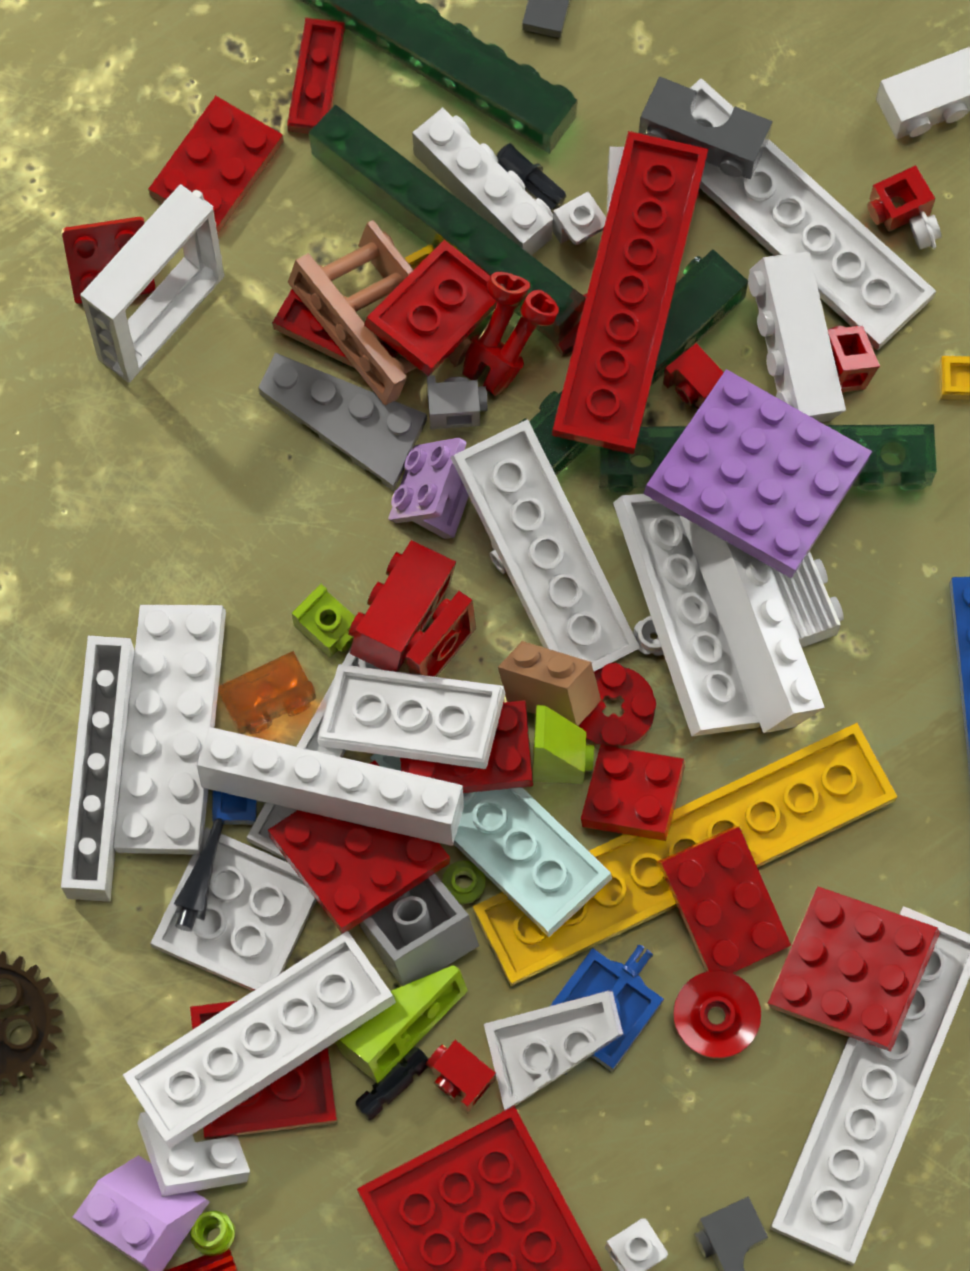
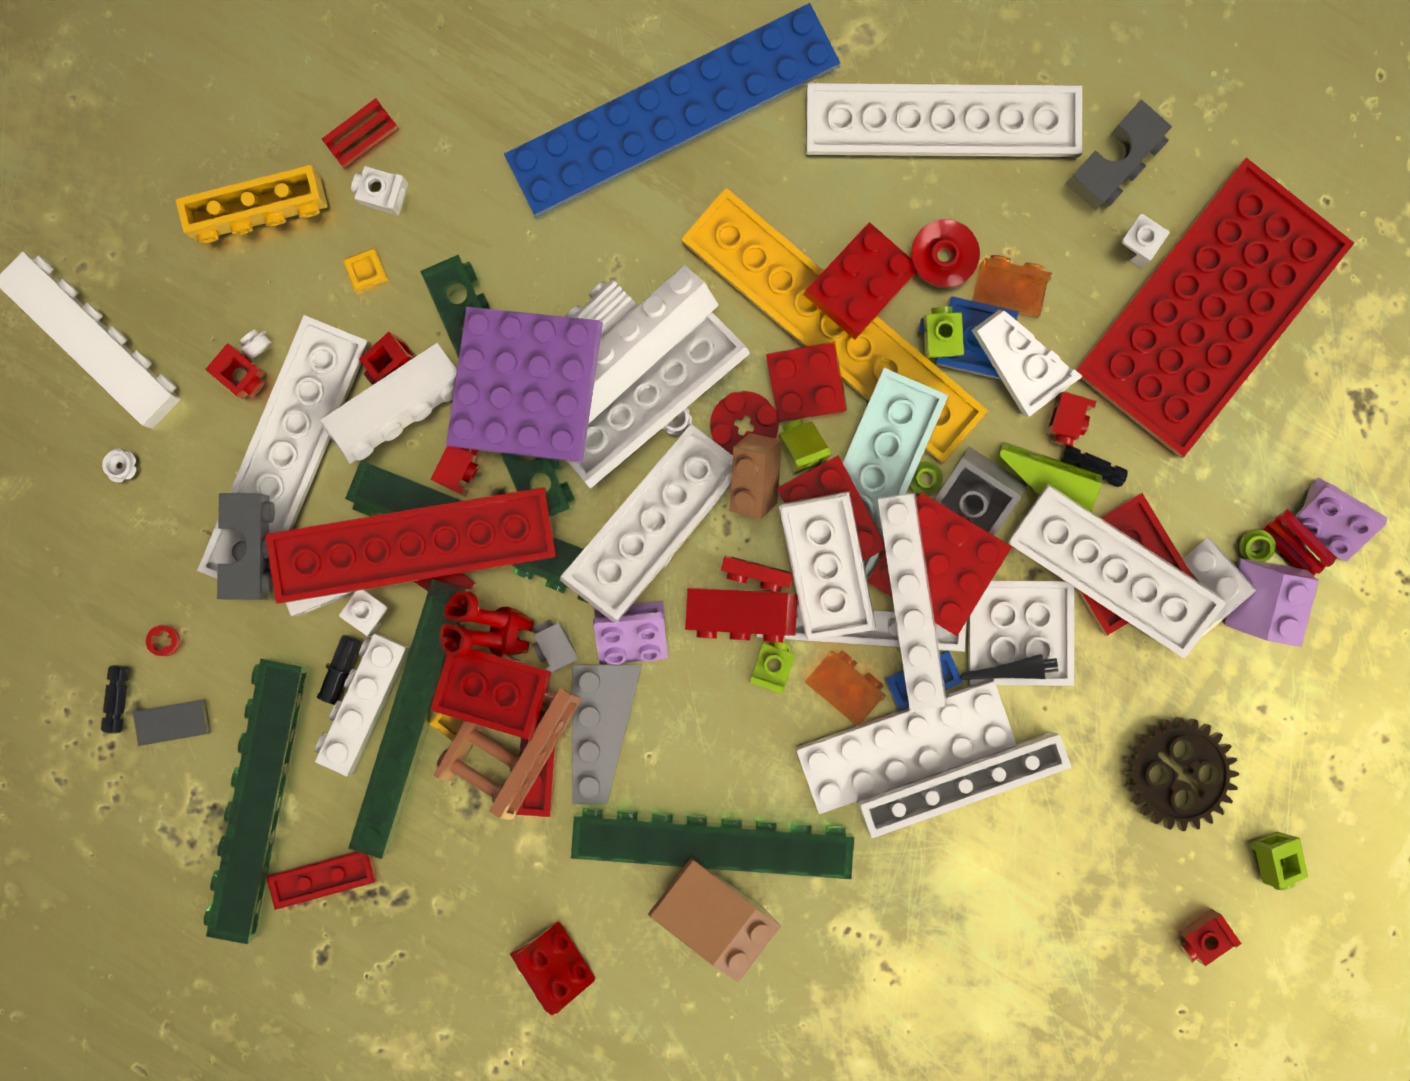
camera: 115 degrees left, 15 degrees up
(80, 440) = (714, 919): none -> medium nougat slope
(130, 344) = (569, 919): white window -> none
(160, 478) = (713, 845): none -> clear green brick
(219, 158) = (432, 923): red plate -> none
(622, 960) = (943, 333): none -> lime brick
(641, 7) = (158, 631): none -> red bush
(644, 1076) = (1011, 285): none -> clear orange bracket
(853, 40) = (110, 465): none -> white plate
(854, 968) = (869, 168): red plate -> none

